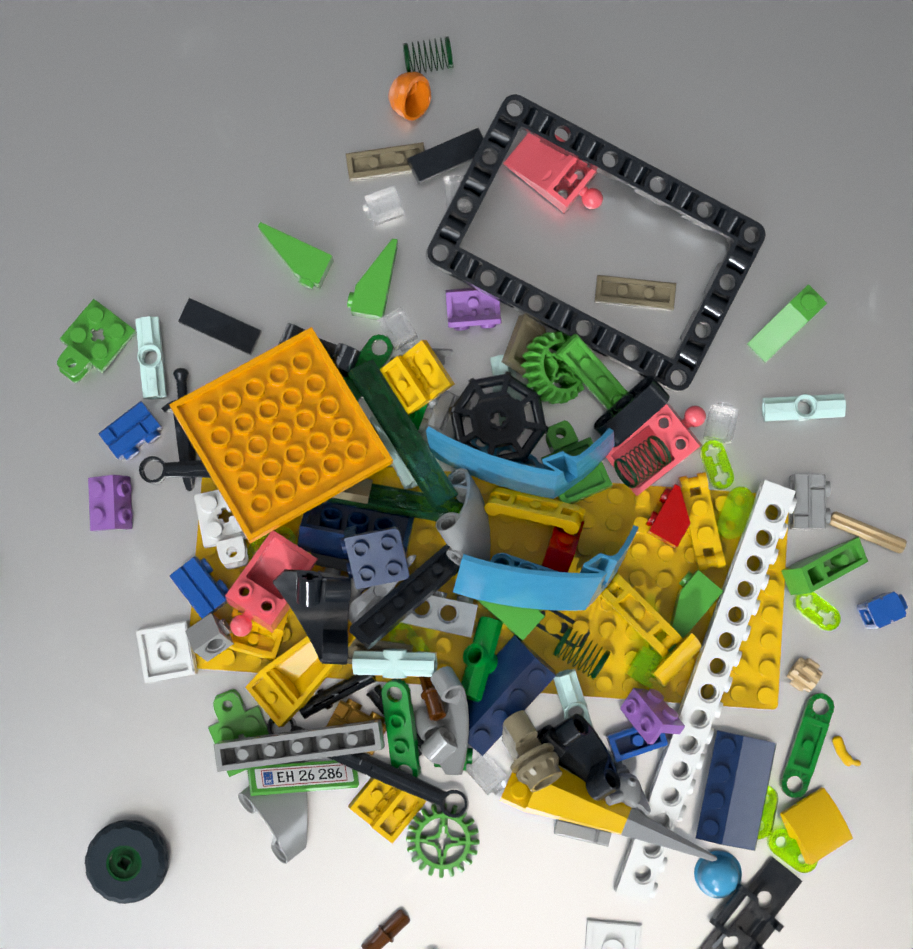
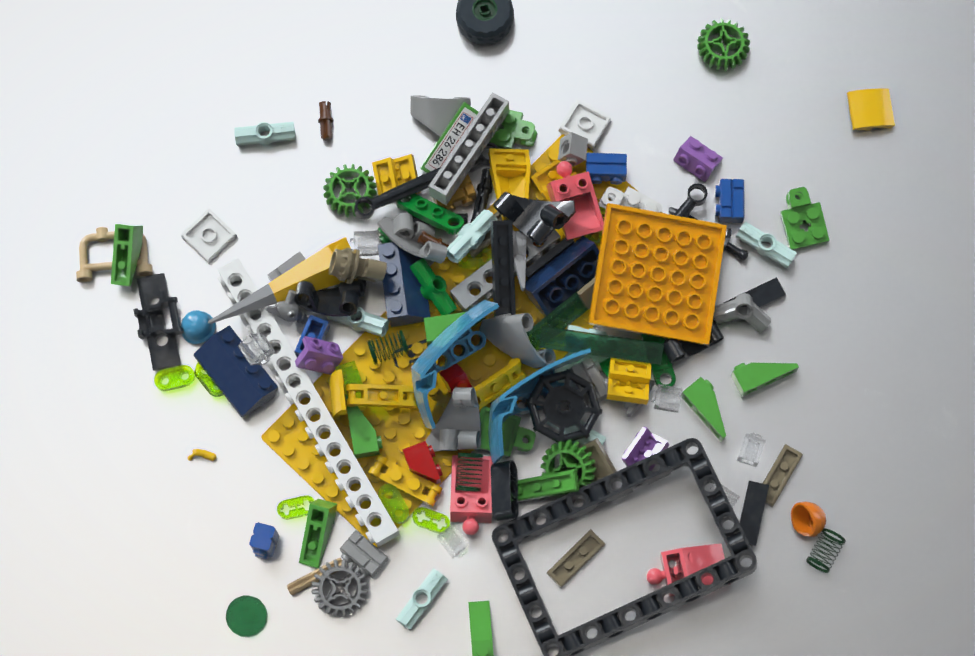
camera: 130 degrees right, 10 degrees down
(243, 323) = (752, 313): none -> light grey piece
(375, 556) = (541, 266): dark blue bracket -> none
(606, 510) = (459, 423): none -> light grey panel
(700, 784) = (256, 349): none -> clear brick
(804, 674) = (266, 467): tan gear -> none
(807, 745) = (225, 436): green plate -> none
(816, 826) = (176, 401): yellow slope -> none
(873, 486) = (346, 580): none -> light grey gear

